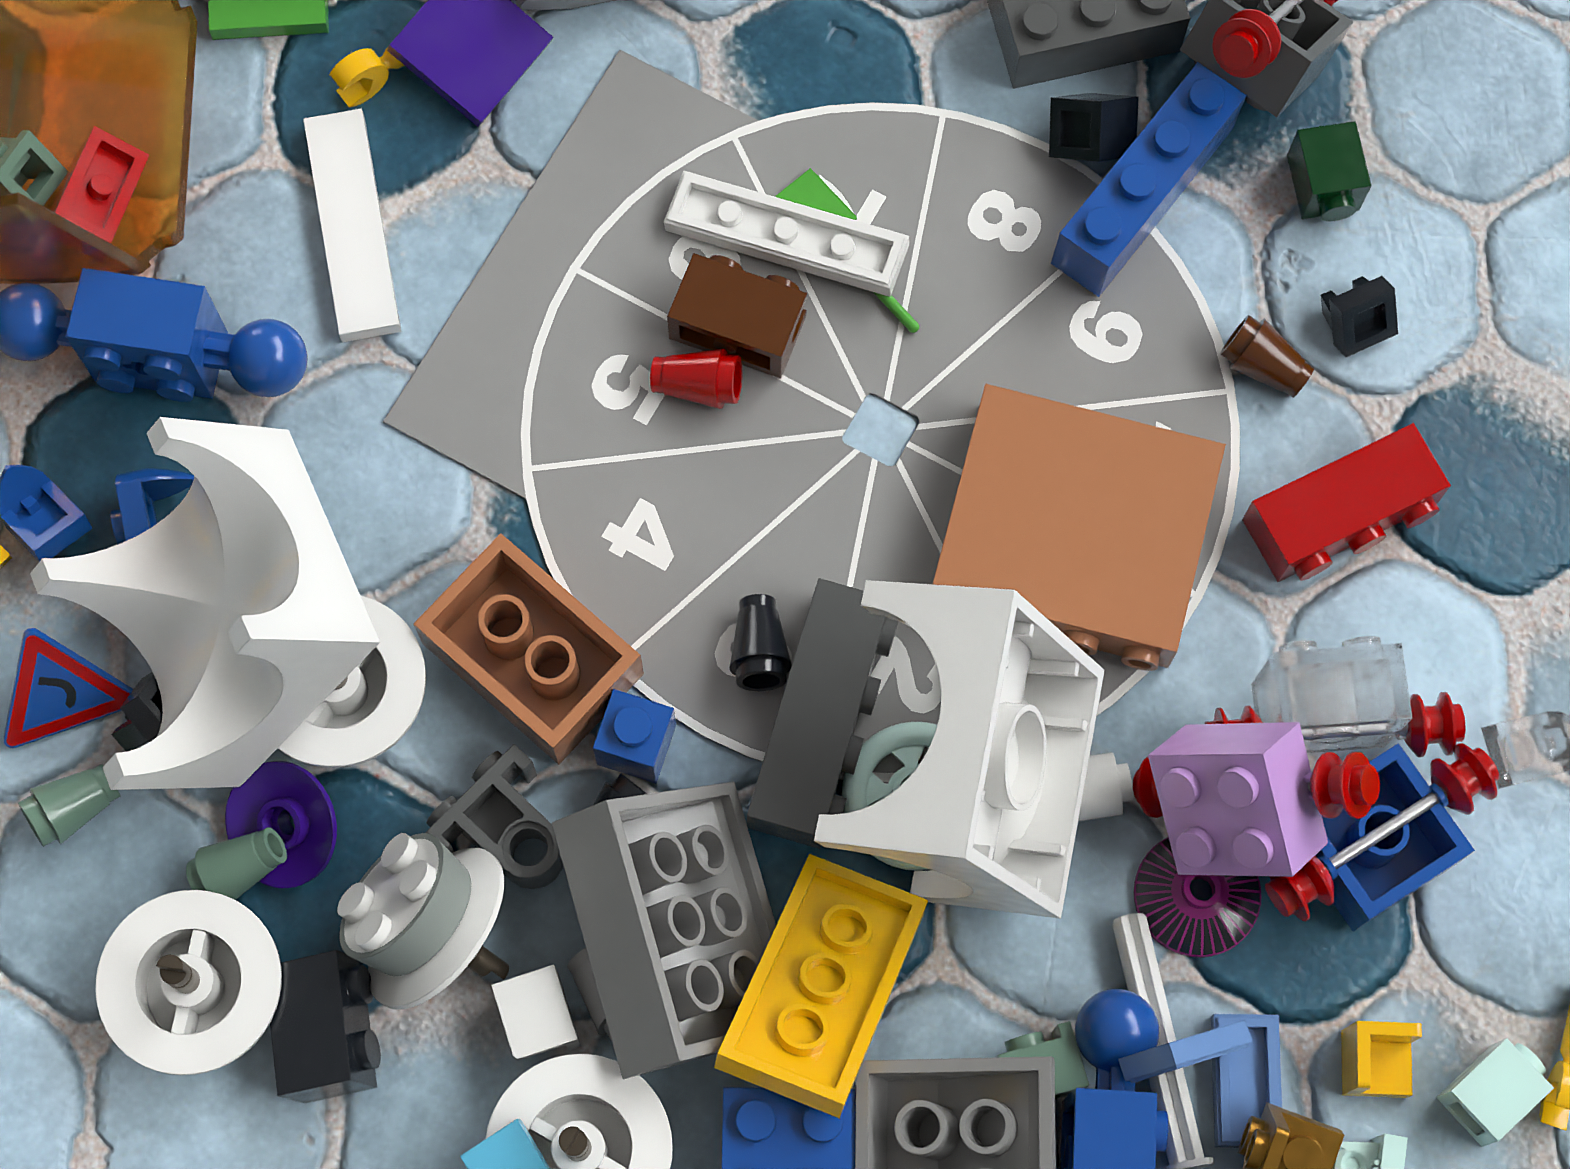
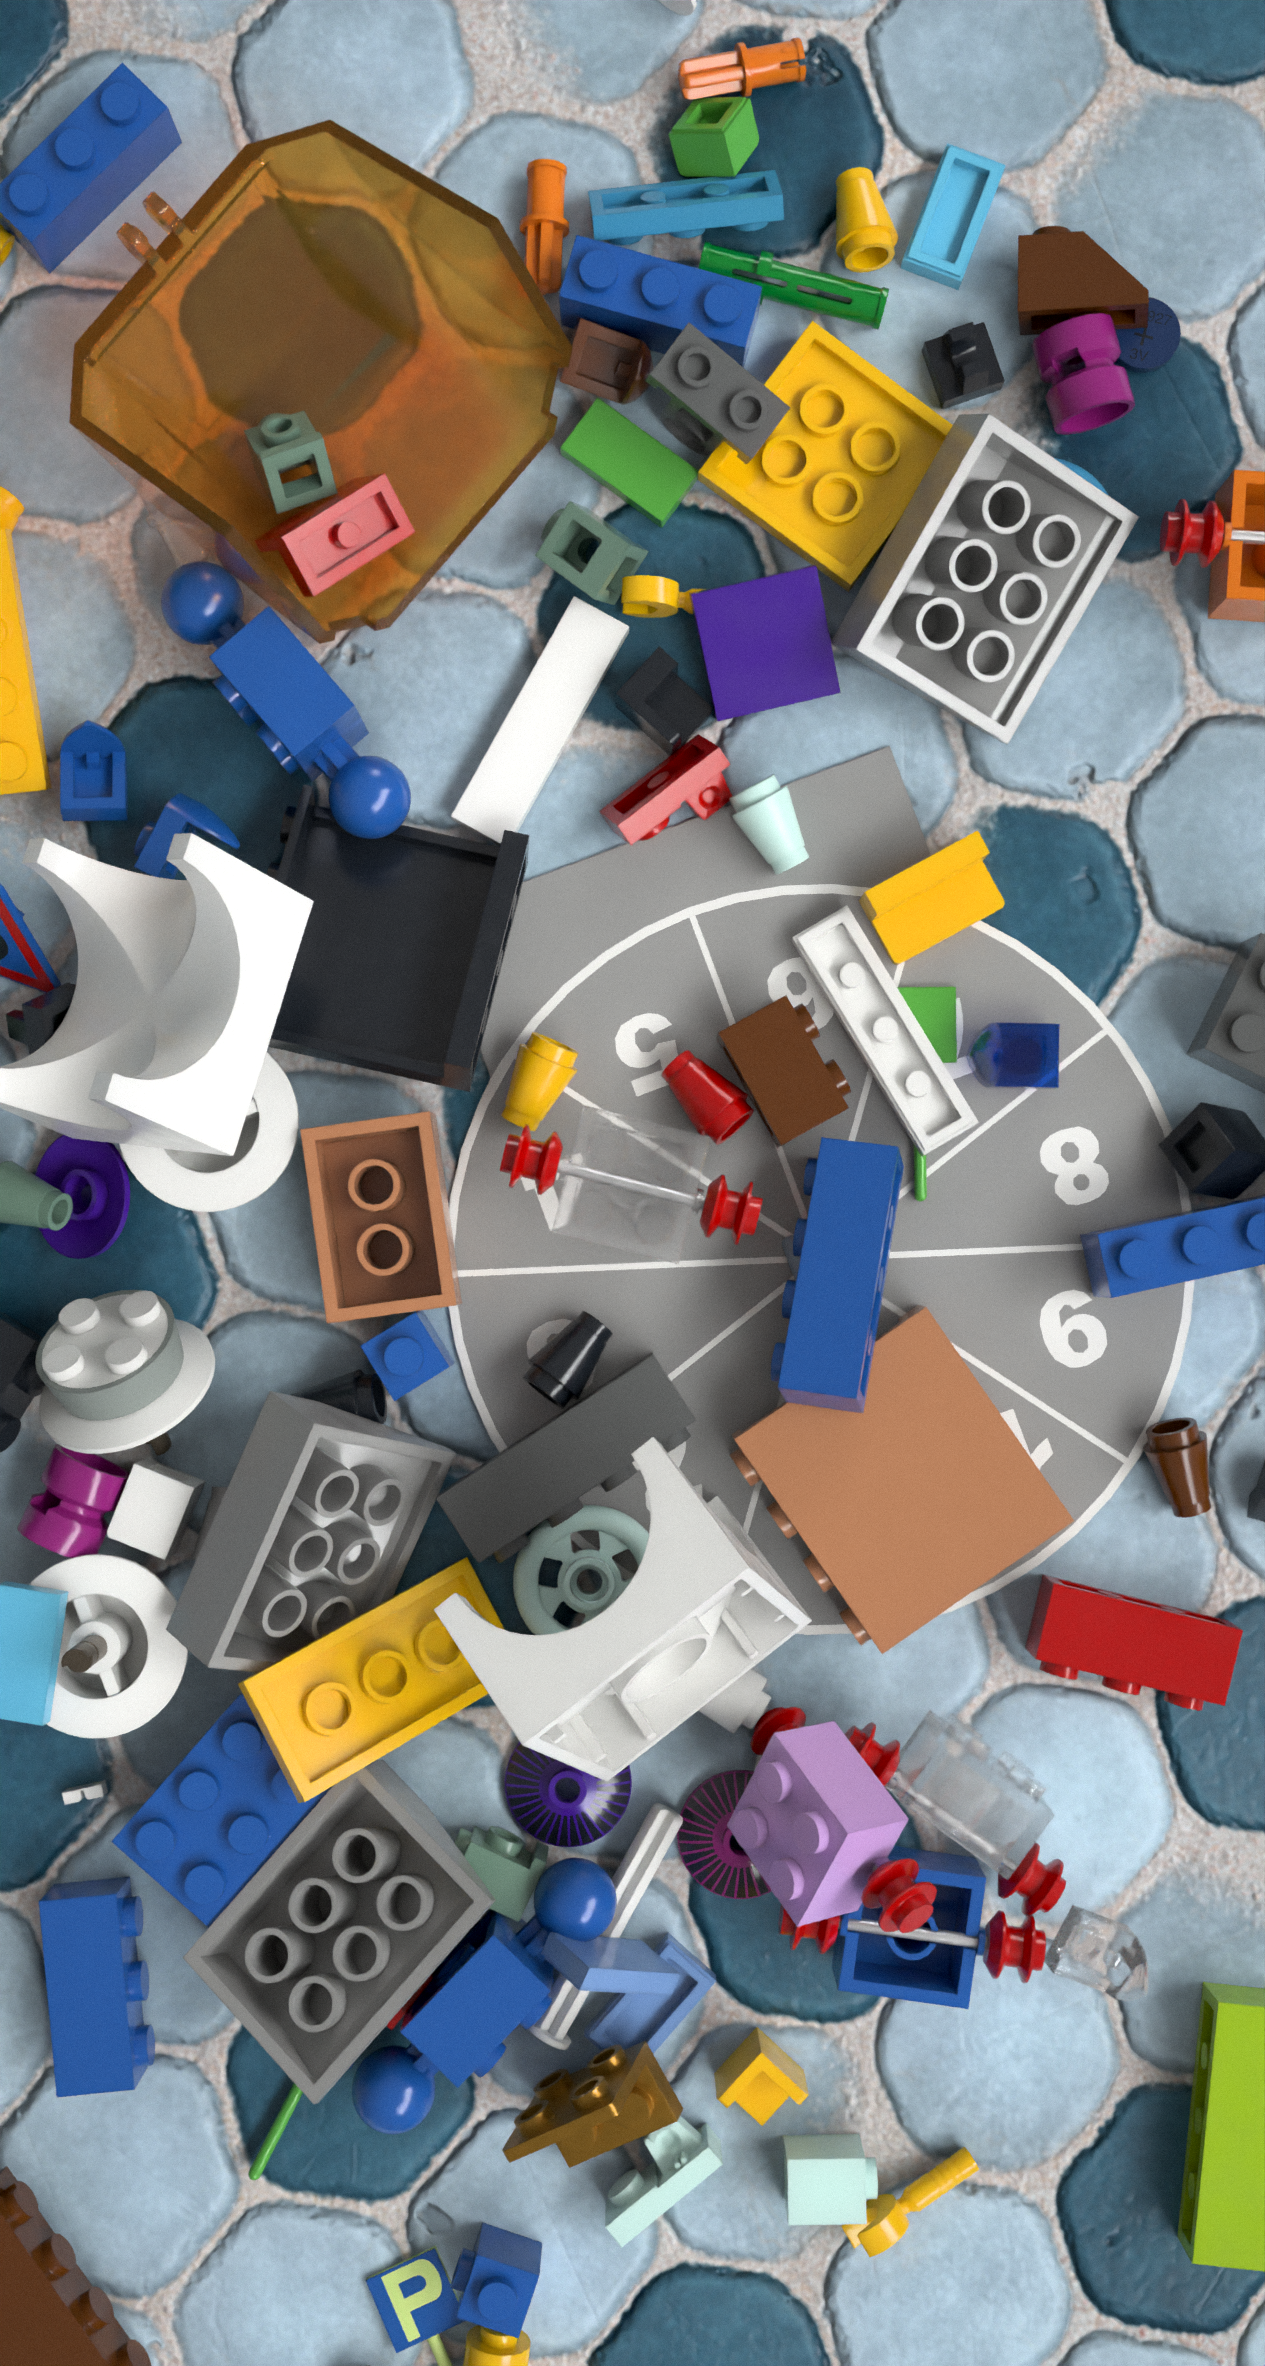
camera: 40 degrees right, 15 degrees up
(268, 68) = (565, 547): none -> sand green brick
(387, 443) = (395, 944): none -> black panel
(429, 144) = (662, 703): none -> black panel
(467, 1060) = (73, 1506): none -> magenta wheel
(491, 175) = (687, 776): none -> red hinge
(500, 819) = (248, 1329): dark grey pin -> none
(563, 463) = (538, 1079): none -> yellow cone
(579, 157) = (770, 823): none -> light aqua cone
(697, 472) = (631, 1184): none -> clear brick
(739, 120) = (933, 899): none -> yellow panel
(895, 175) = (1016, 1055): none -> clear blue plate
(905, 409) = (839, 1275): none -> blue brick
(1029, 998) = (561, 1820): none -> dish

